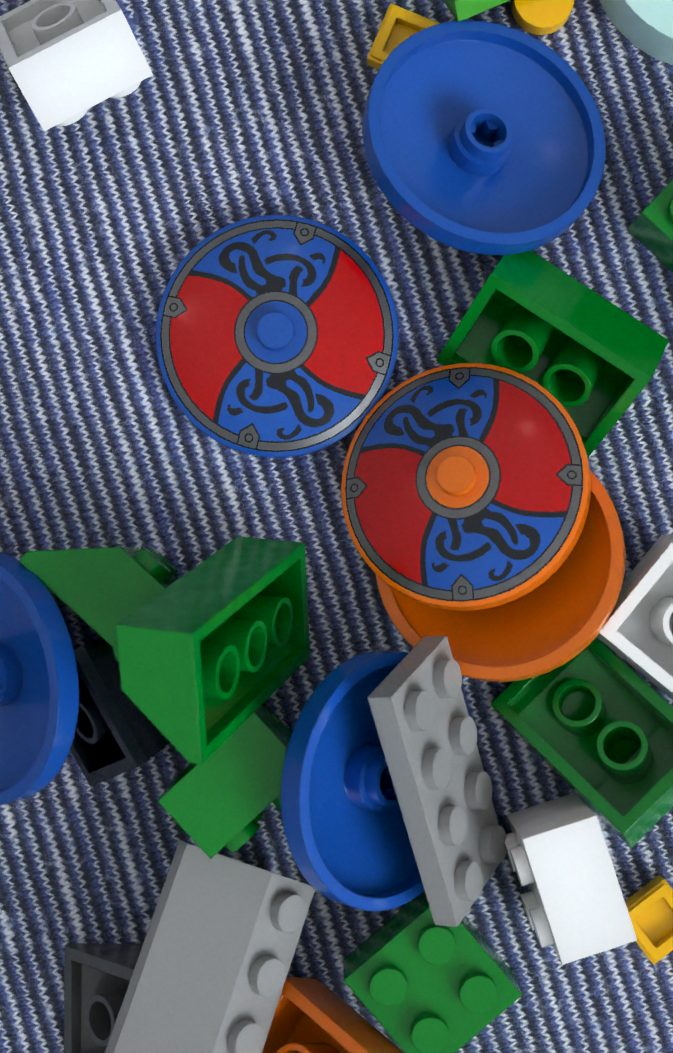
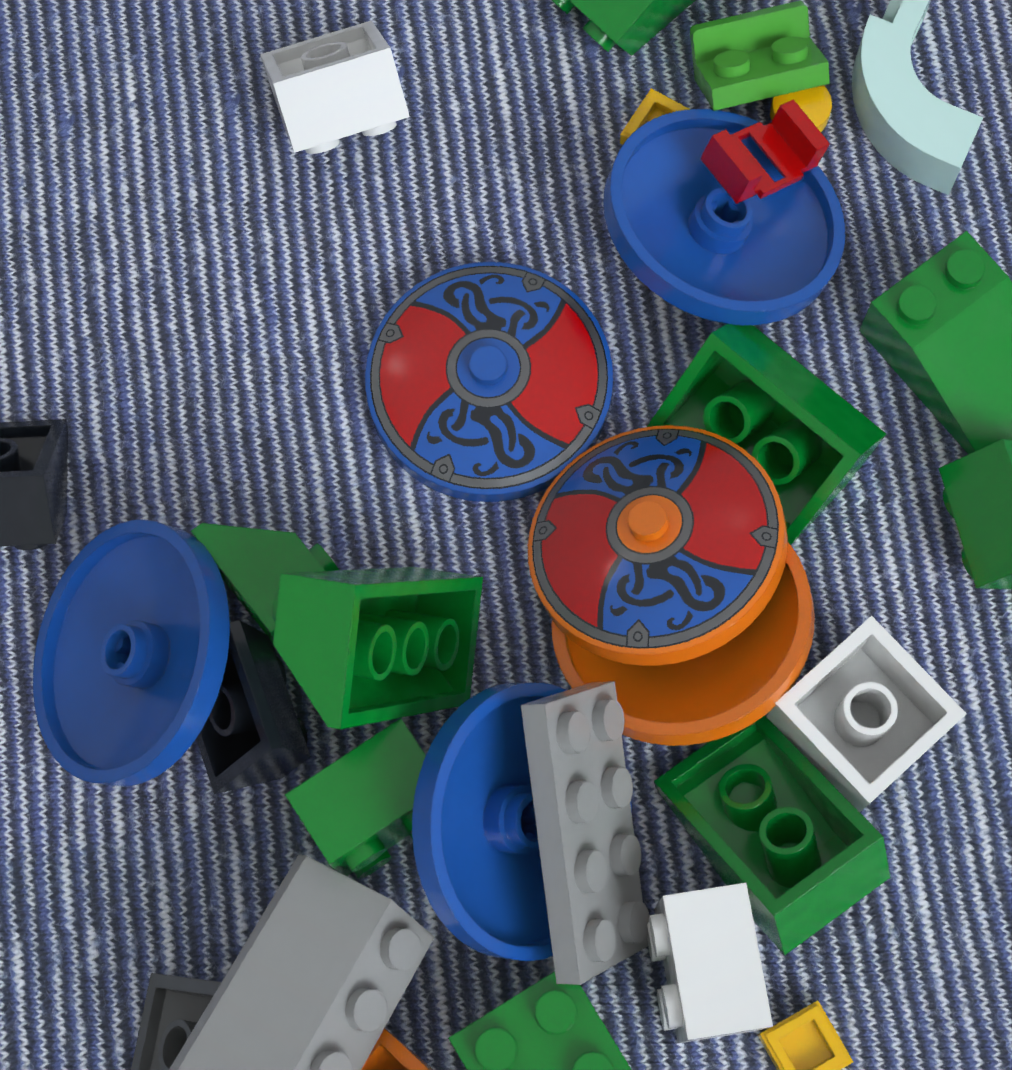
camera: 10 degrees right, 15 degrees down
(536, 45) = (788, 142): none -> red piece

